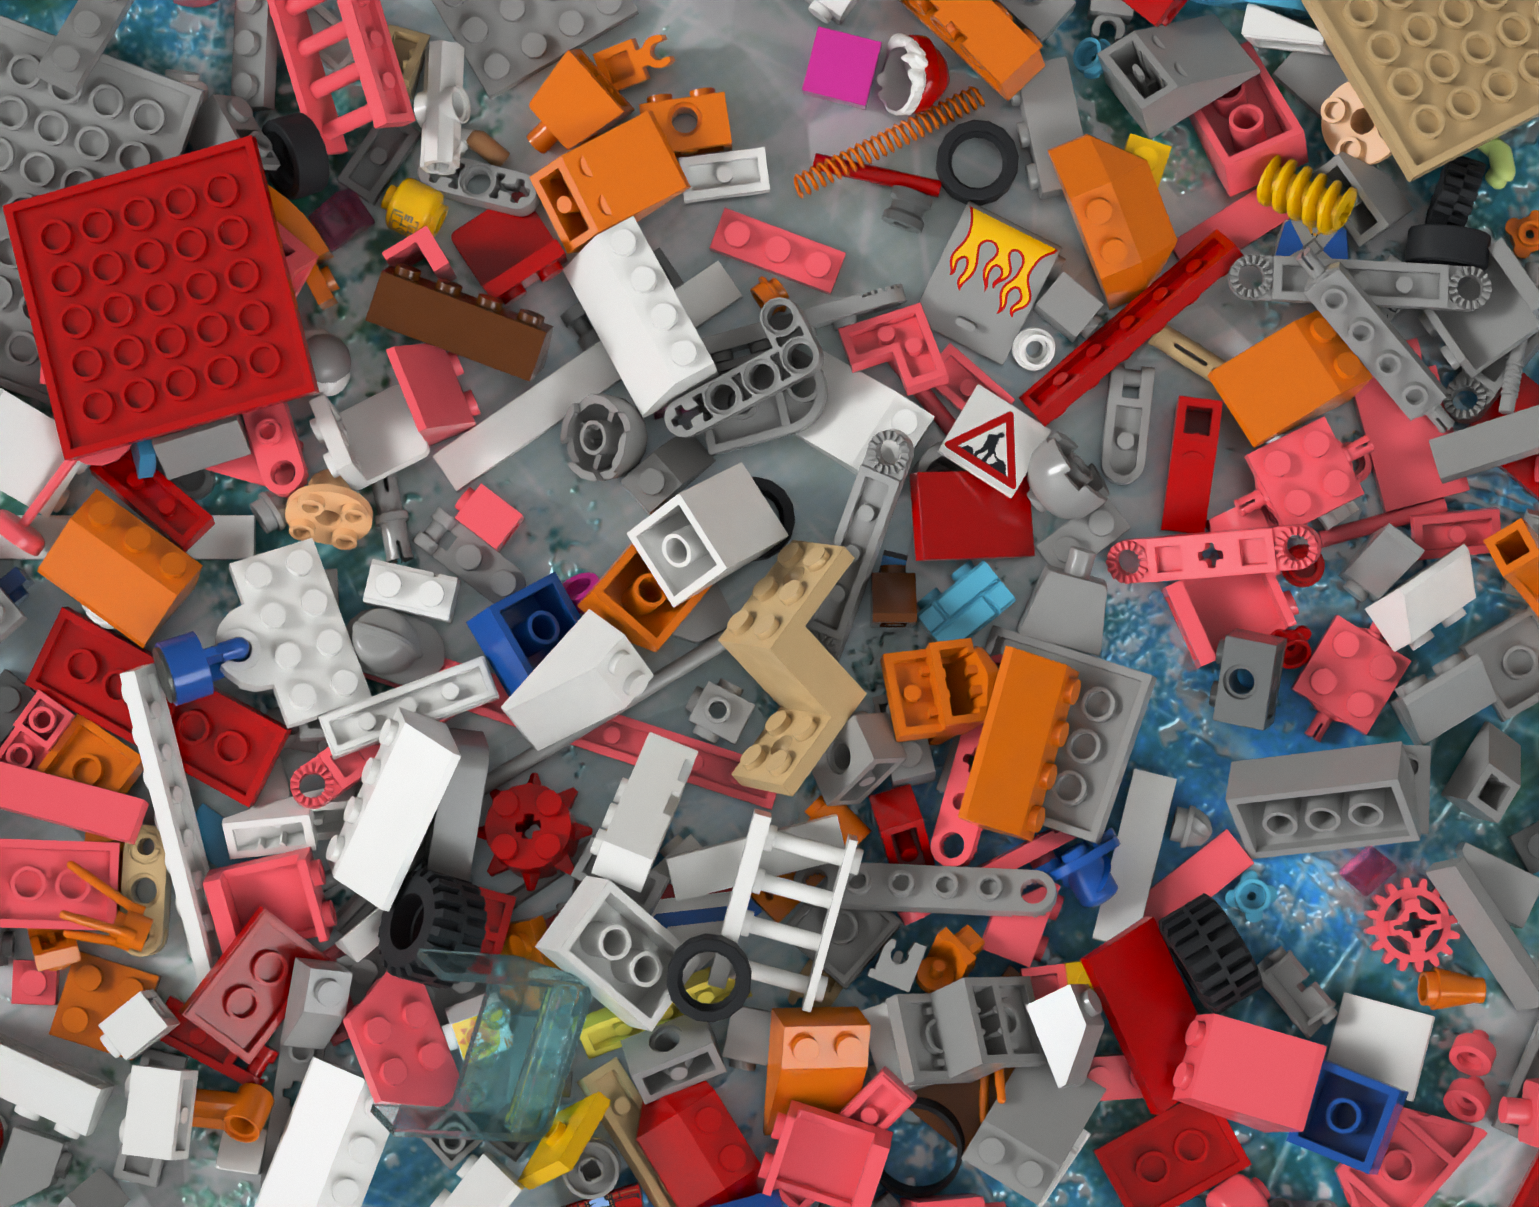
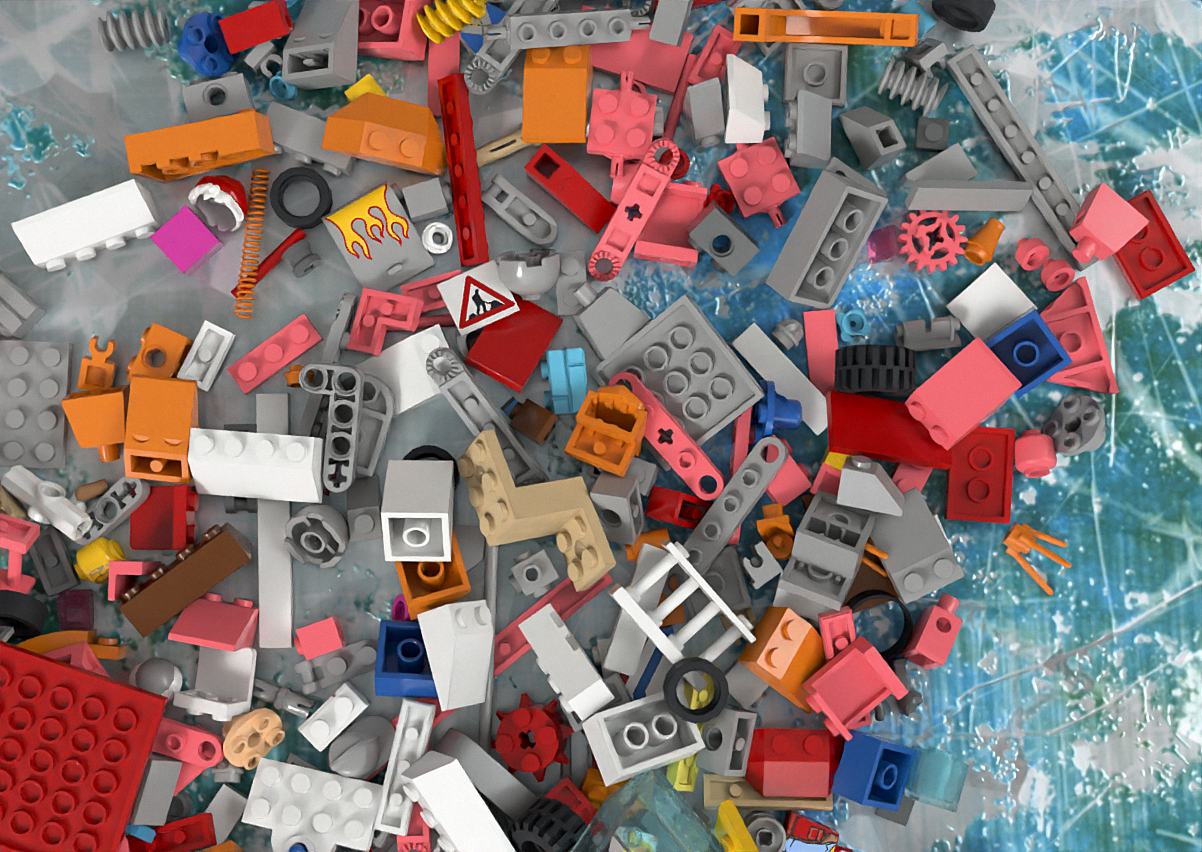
camera: 65 degrees left, 0 degrees up
(1020, 744) = (674, 402): orange slope -> none

